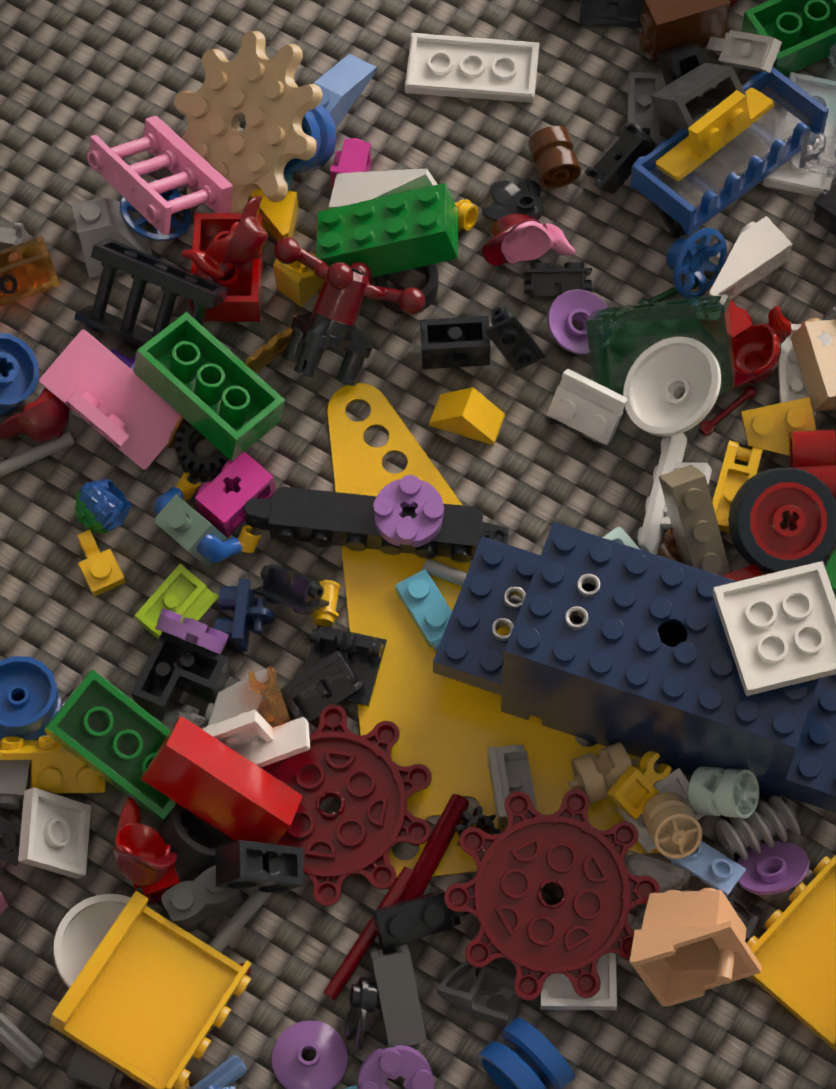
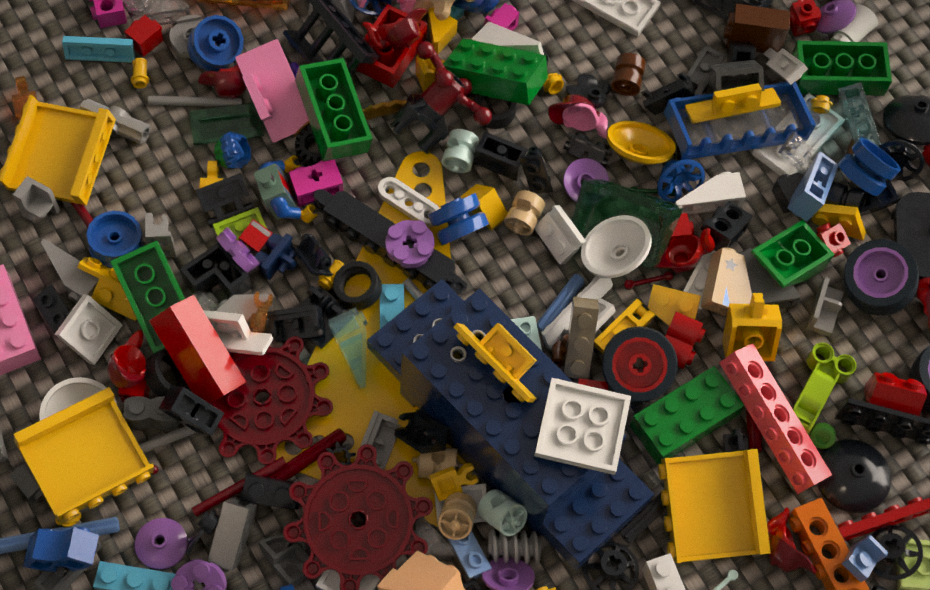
camera: 20 degrees right, 0 degrees up
(58, 478) = (212, 123): none -> clear green piece
(73, 665) = (161, 234): none -> light grey hinge
(121, 571) = (222, 193): none -> black plate
(199, 602) = (255, 235): none -> red tile
(354, 453) = (404, 193): none -> white plate
(354, 579) = (350, 270): none -> black tyre
(399, 366) = (460, 151): none -> light aqua wheel
(407, 673) = (351, 339): none -> clear light blue slope
(451, 451) = (458, 219): none -> blue wheel
(526, 400) = (524, 212): none -> tan wheel
(566, 743) = (423, 432): none -> black hinge
(621, 238) = (640, 142): none -> yellow dish
(636, 491) = (561, 301): none -> medium blue axle
(638, 588) = (503, 354): none -> yellow bracket
(790, 289) = (727, 225): none -> black brick
(817, 80) = (821, 104): none -> yellow plate

